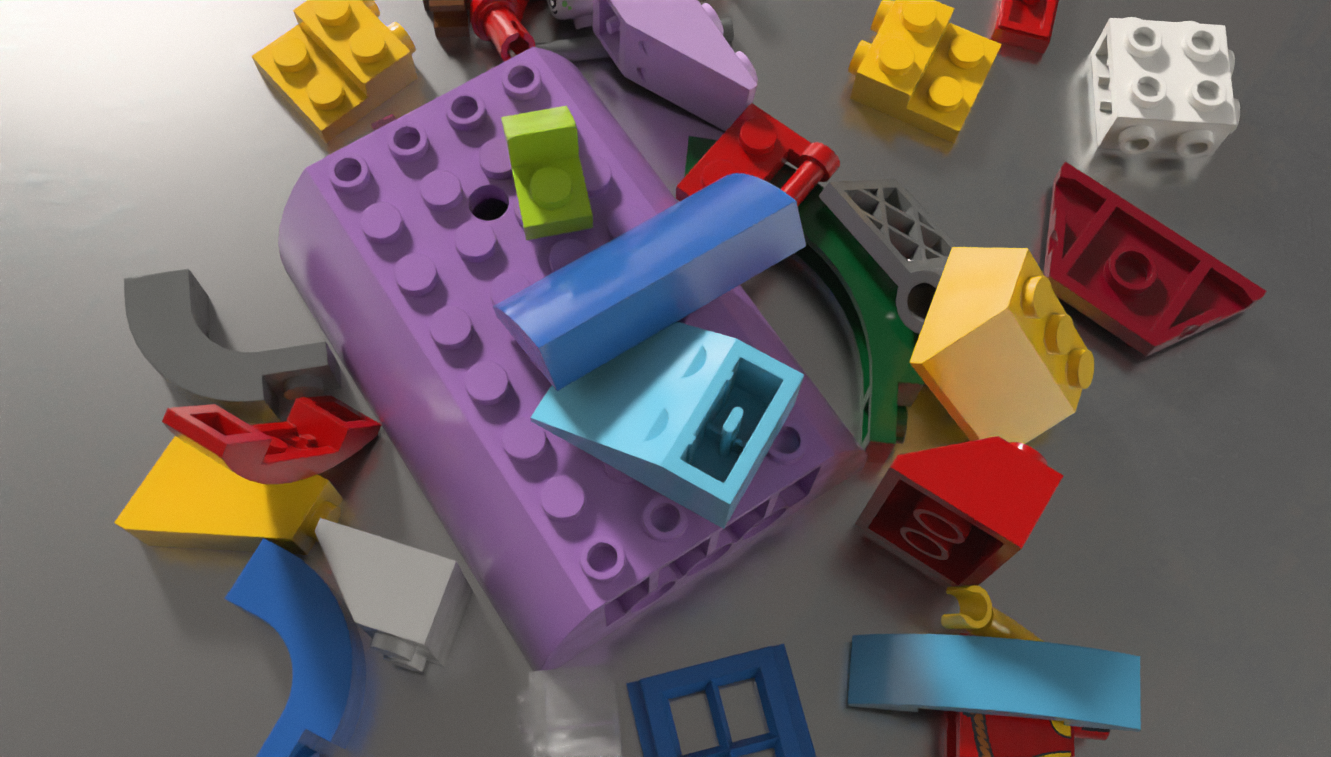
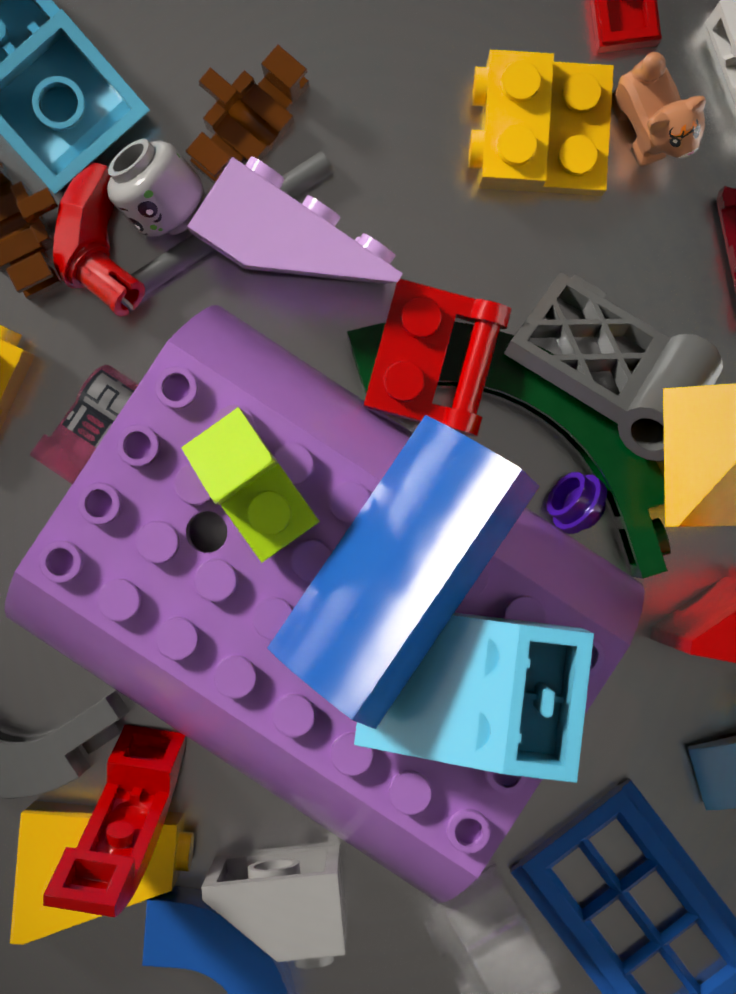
camera: 20 degrees left, 20 degrees up
(834, 363) = (577, 502): none -> dark purple plate
(1027, 80) = (657, 113): none -> nougat animal

